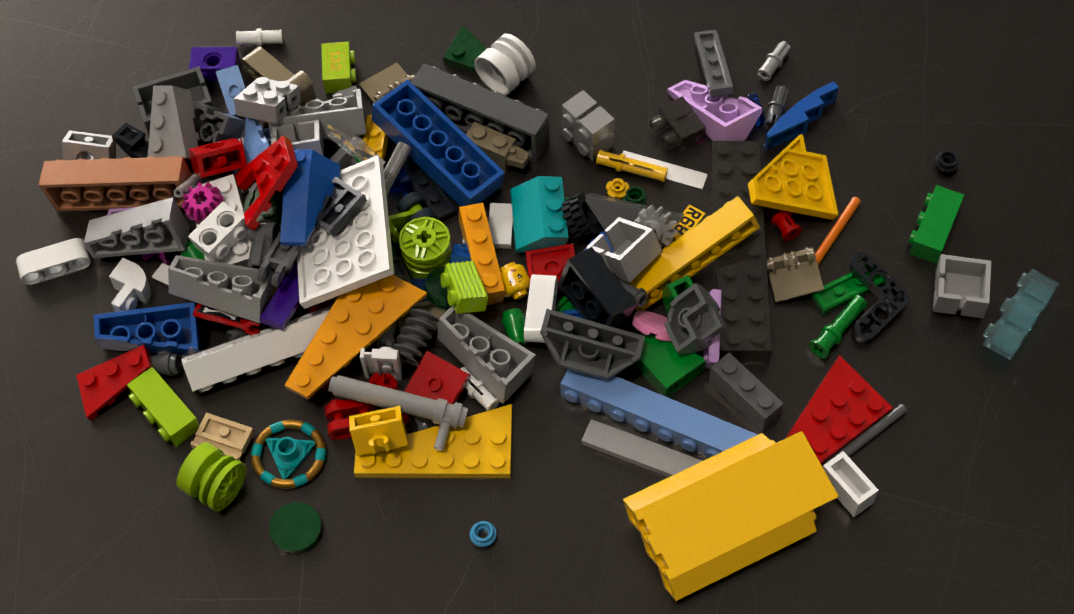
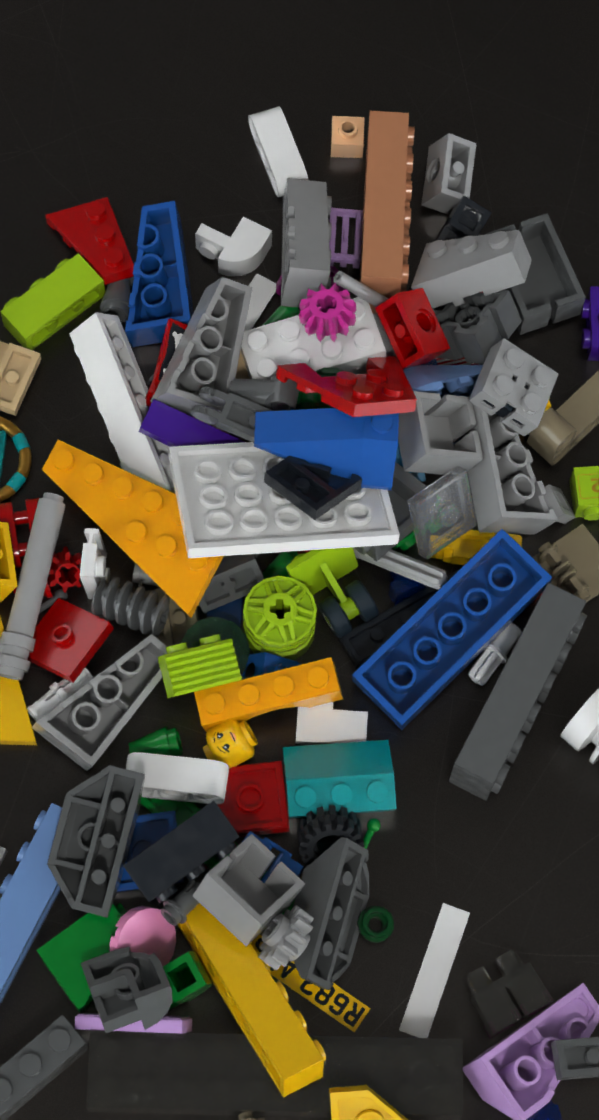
camera: 85 degrees right, 10 degrees up
(47, 218) = (347, 137): none -> light nougat plate
(215, 229) = (285, 332): white brick -> none
(231, 86) = (563, 346): light blue plate -> none
(498, 147) = (459, 715): dark tan hinge -> none
(587, 132) = (494, 850): light grey piece -> none
(617, 193) = (396, 907): yellow plate -> none
(631, 165) = (438, 907): yellow pin -> none

